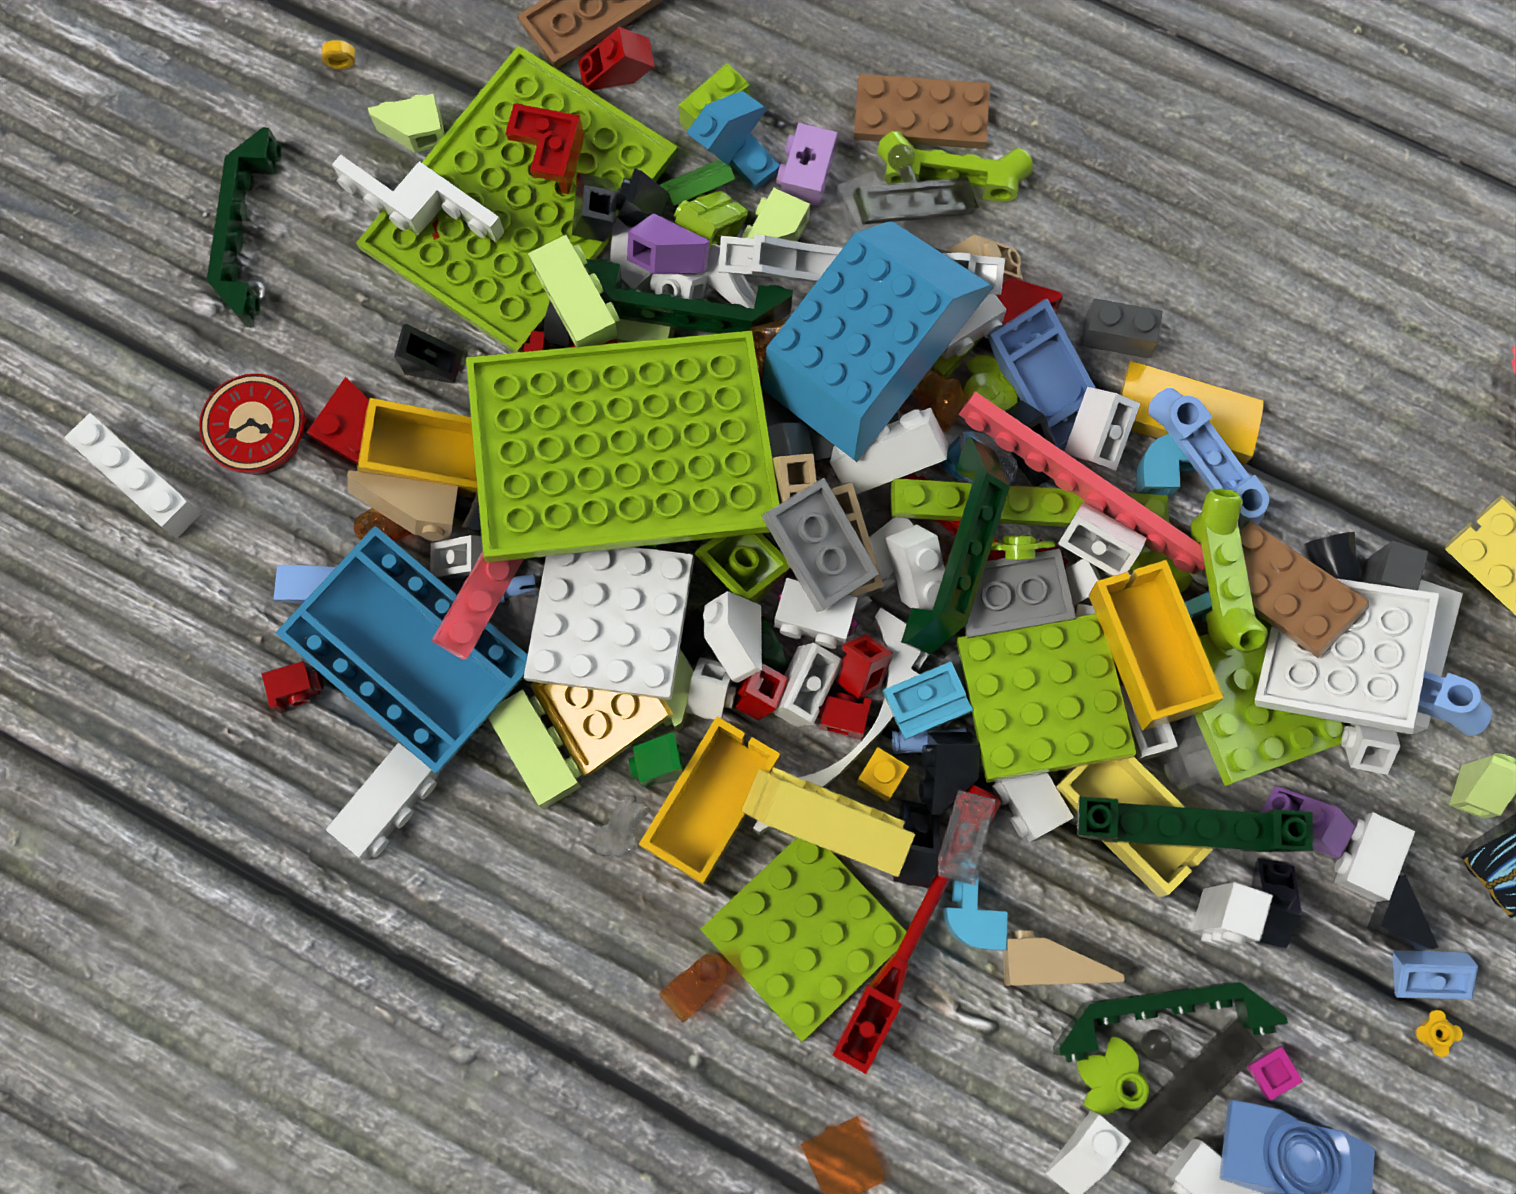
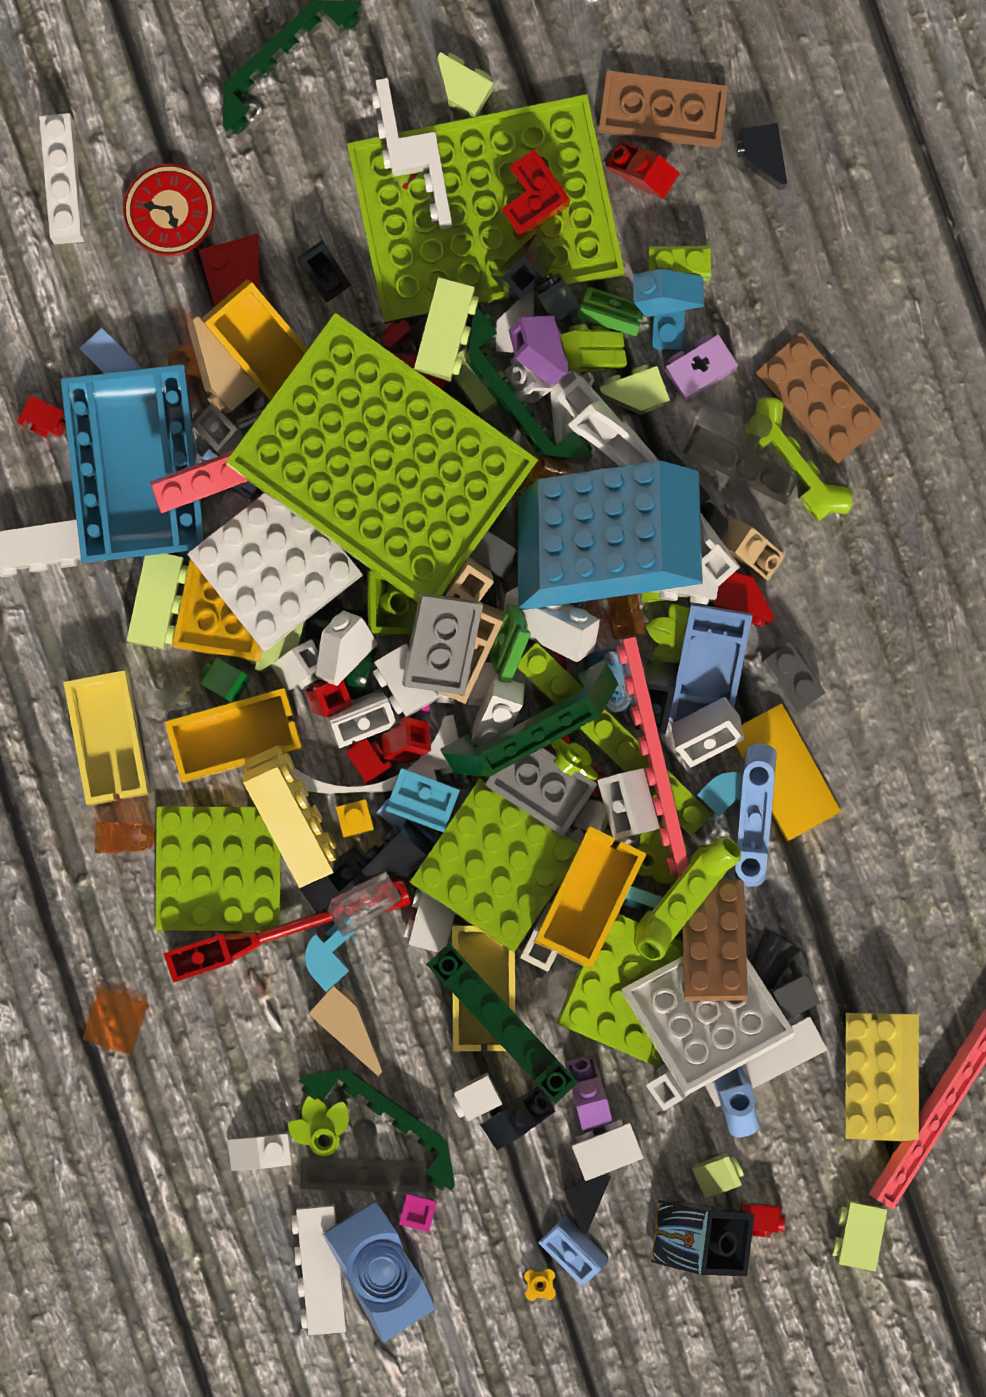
camera: 40 degrees right, 10 degrees up
(599, 908) = (107, 737): none -> light yellow piece
(875, 498) = (509, 643): none -> bright green plate

